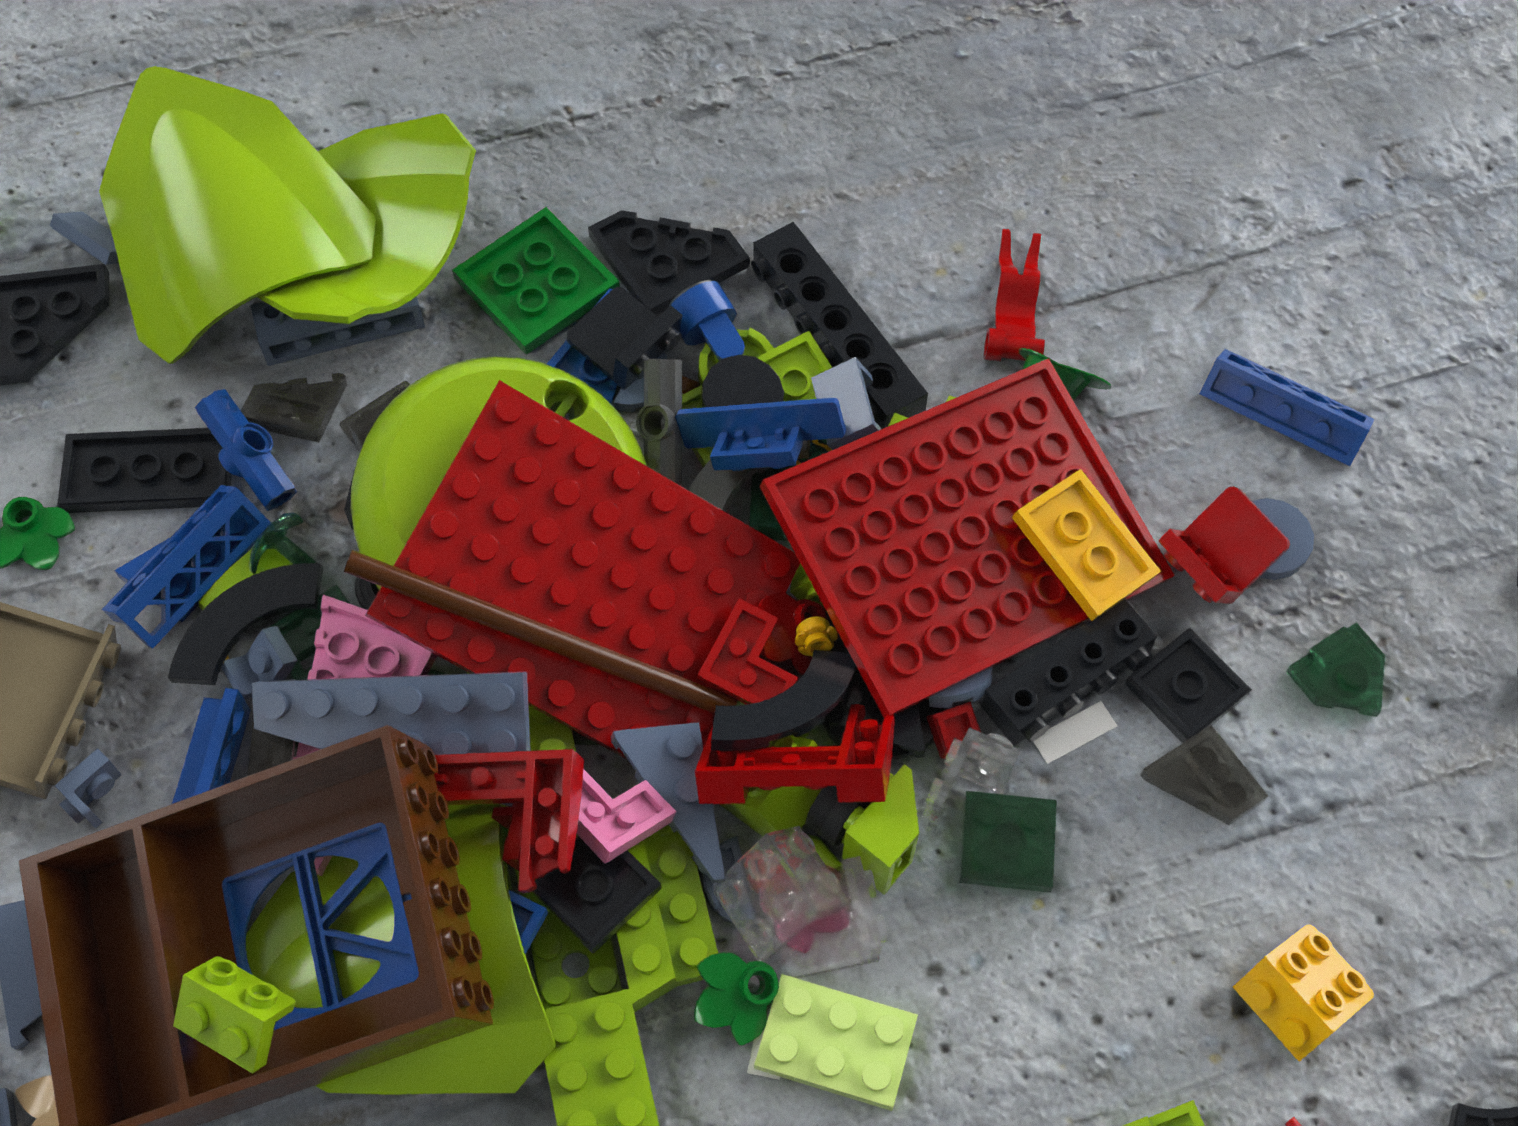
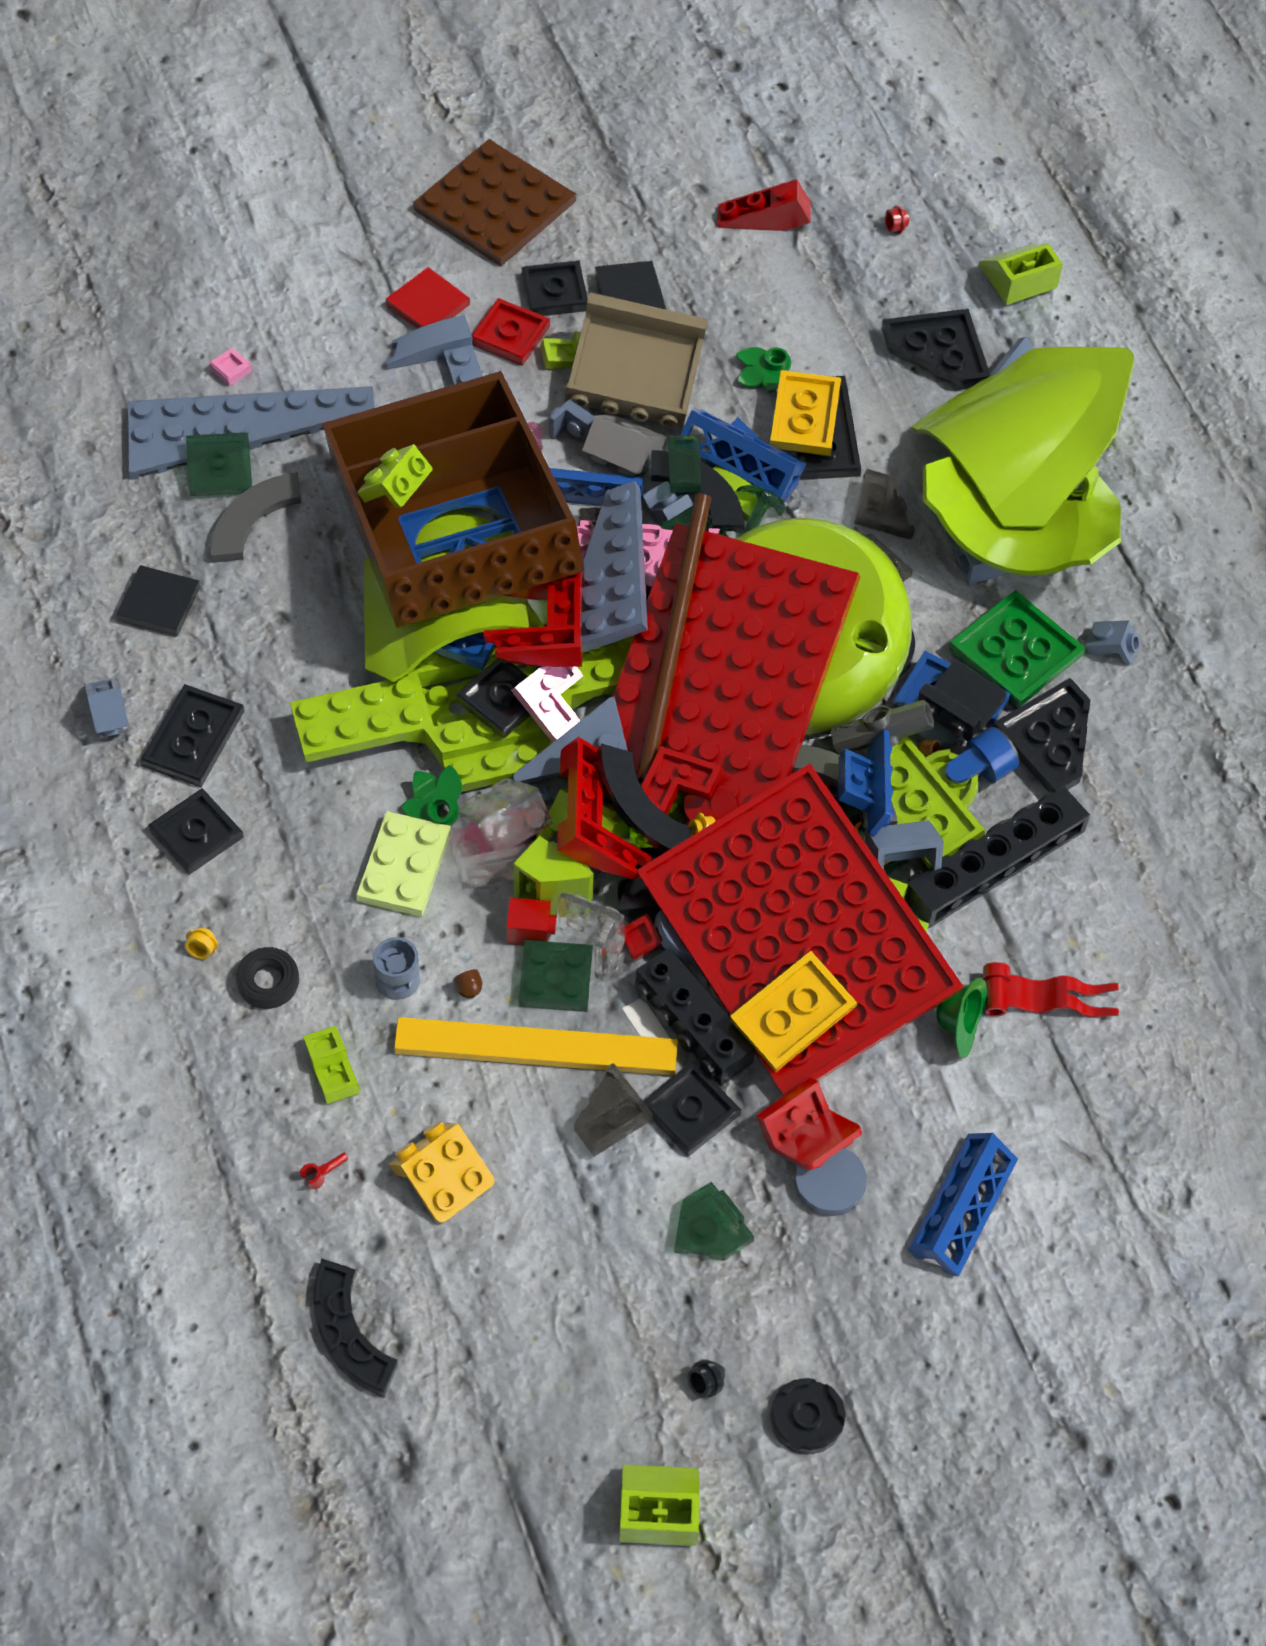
camera: 85 degrees right, 5 degrees down
(131, 479) = (805, 412): none -> yellow plate
(141, 719) = (622, 443): none -> light grey slope
(205, 631) = (684, 464): none -> clear green tile
(246, 449) = (823, 487): blue piece -> none
(531, 181) = (1114, 637): none -> sand blue bracket
(740, 382) = (917, 781): black tile -> none
(937, 868) = (529, 921): none -> red brick
(1019, 1045) = (396, 968): none -> sand blue wheel
(1028, 952) = (468, 983): none -> reddish brown hinge
(1114, 877) = (535, 1046): none -> yellow tile

